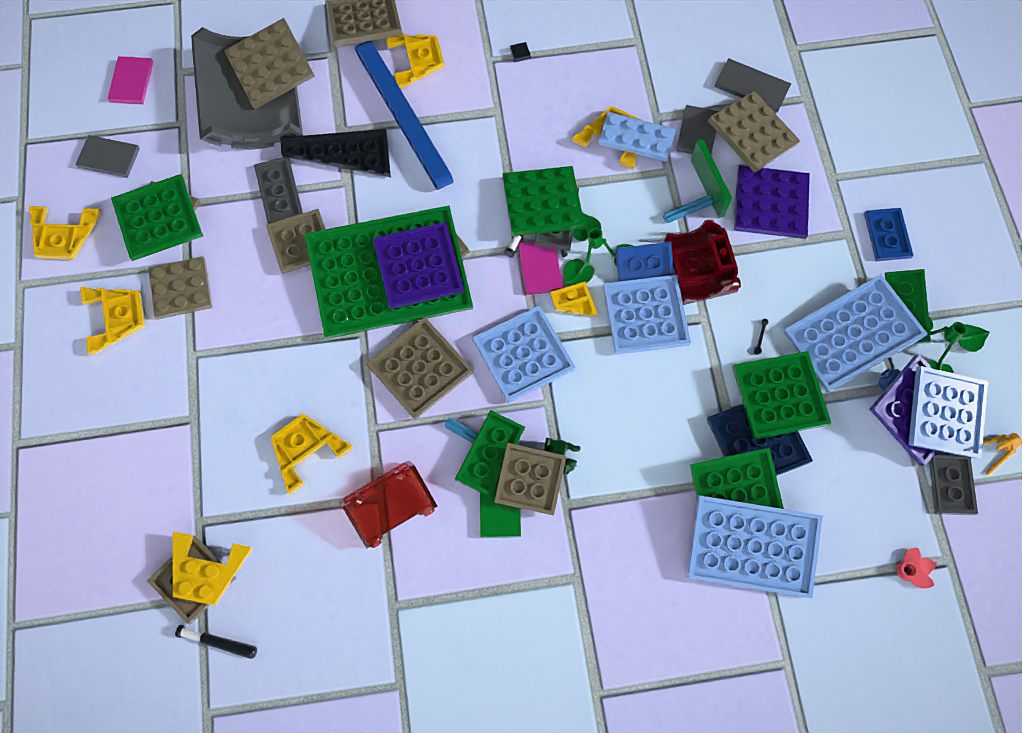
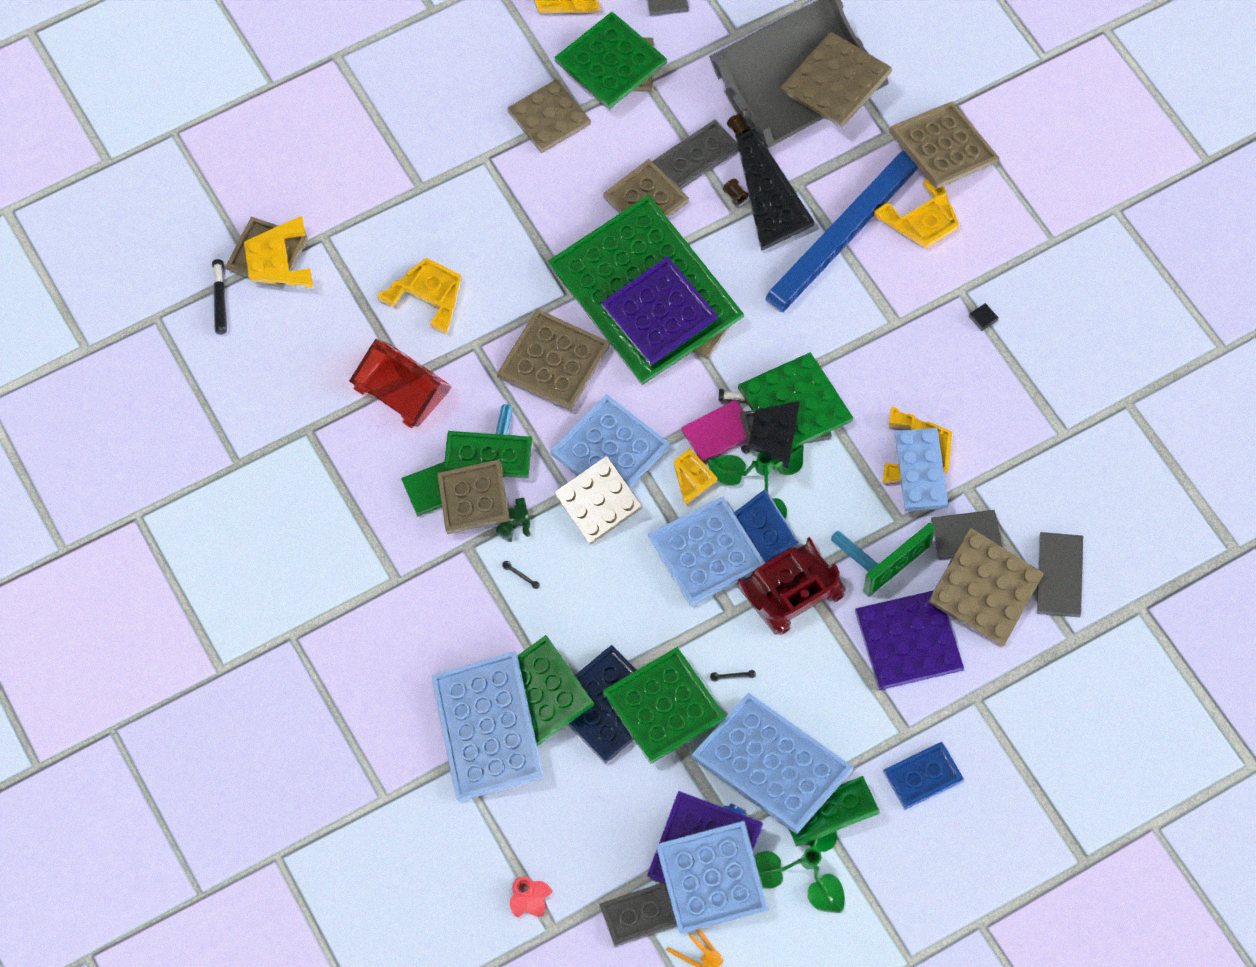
camera: 70 degrees right, 5 degrees down
(121, 314) = (497, 79): yellow wing -> none
(272, 149) = (737, 124): none -> dark brown bush
(329, 174) = (735, 191): none -> dark brown bush
(570, 378) = (598, 500): none -> plate
(573, 219) = (774, 431): none -> black wing
(598, 476) = (507, 566): none -> black hinge

